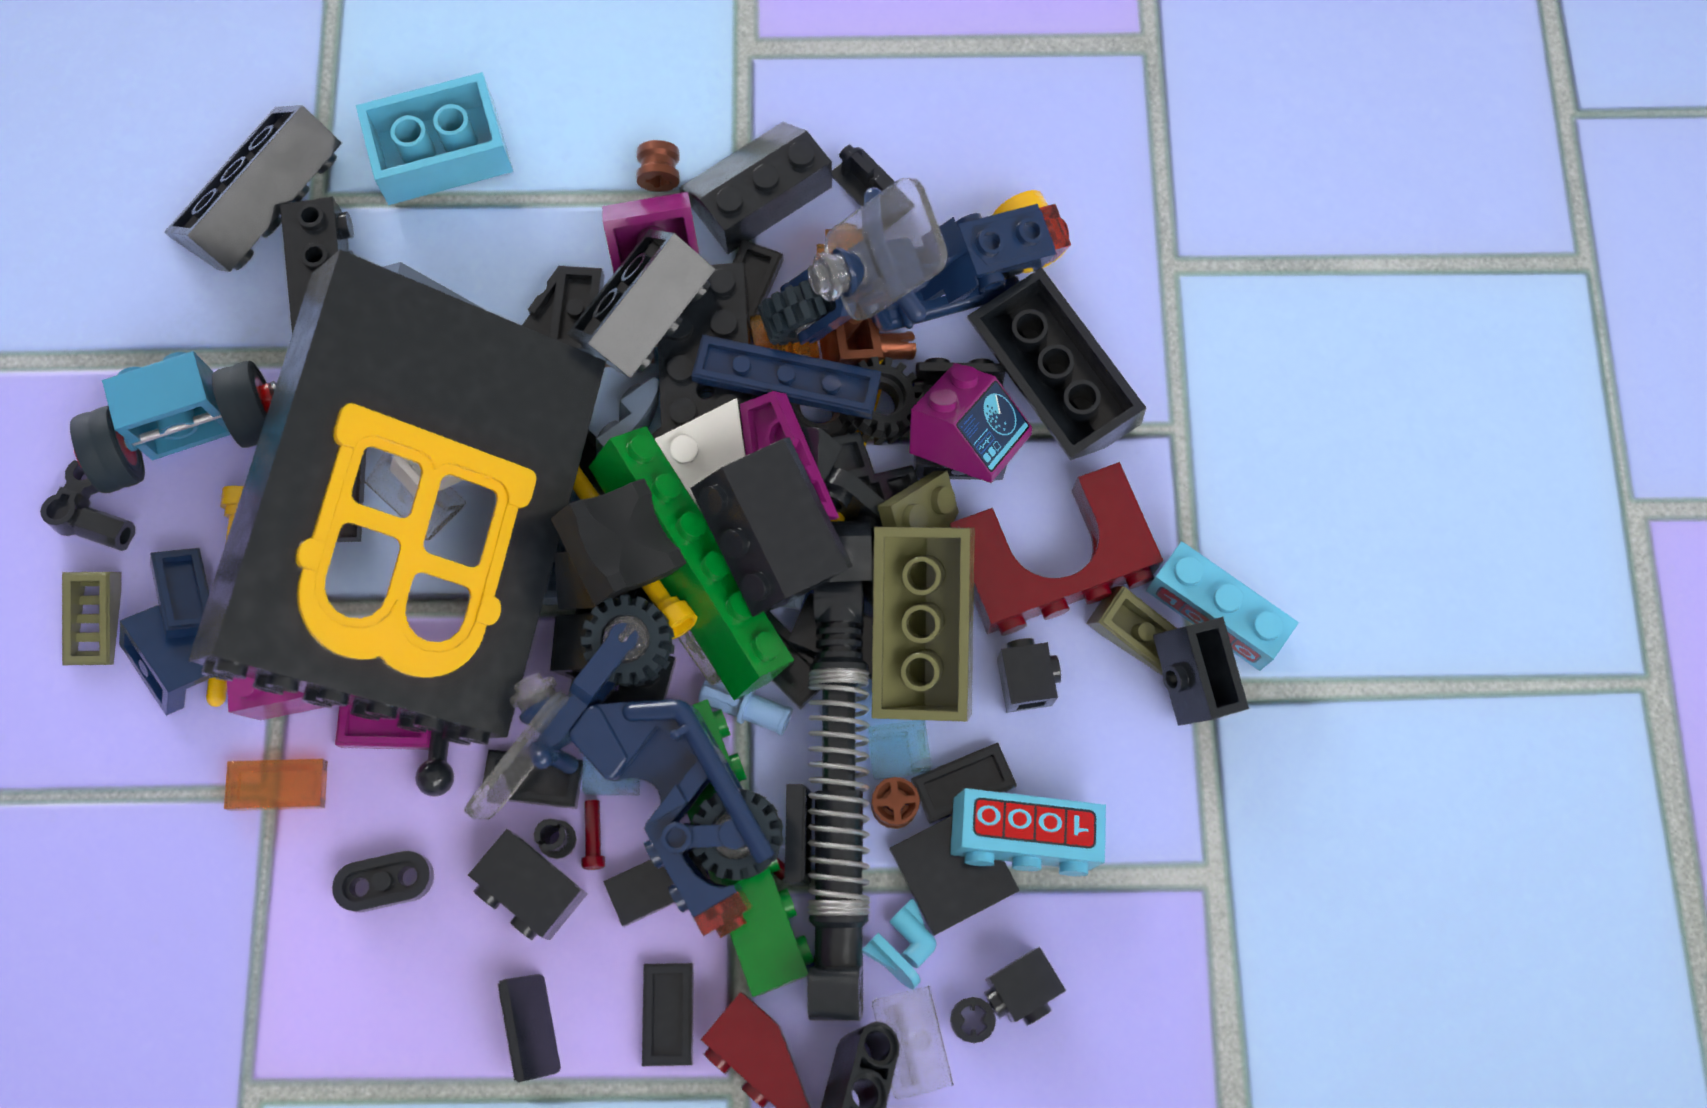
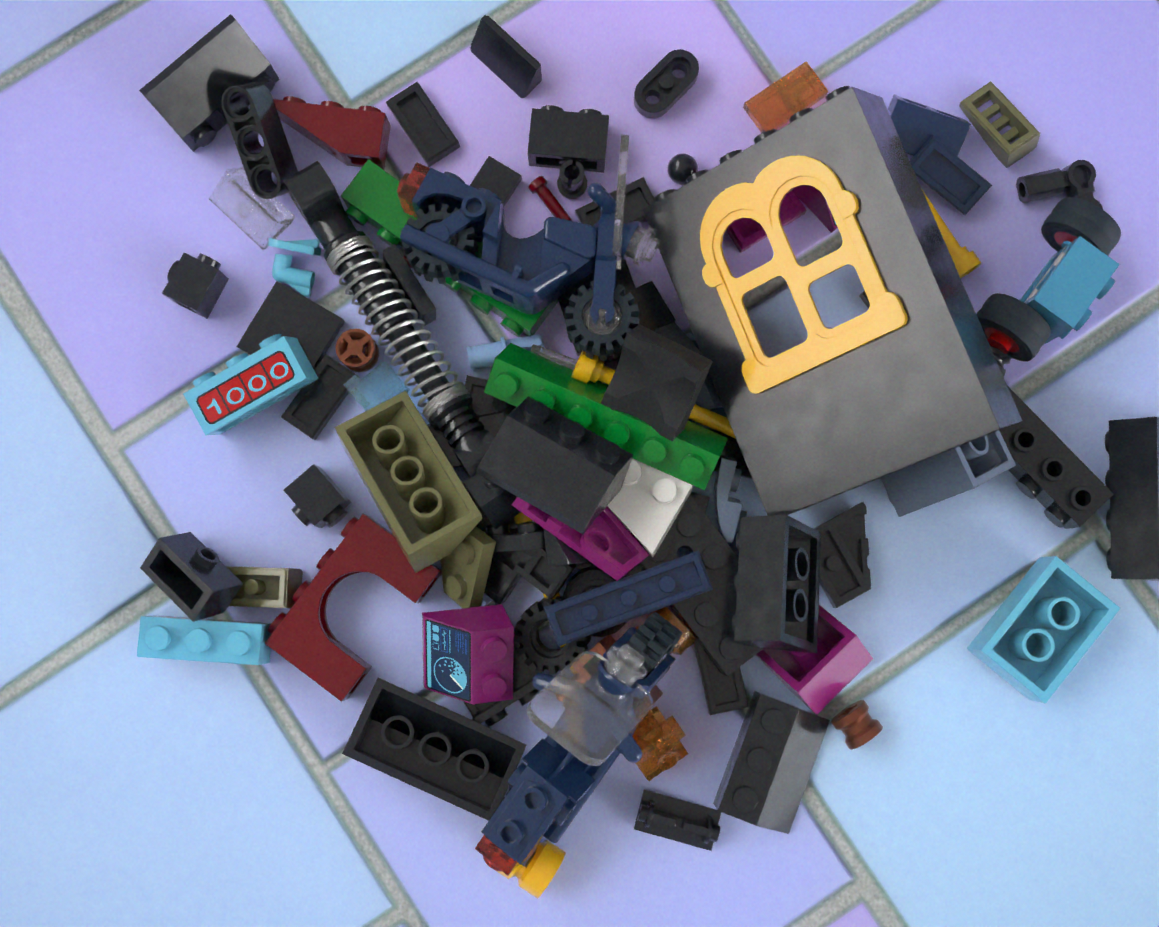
camera: 150 degrees right, 10 degrees up
(987, 1020) = (212, 234): black bush -> none

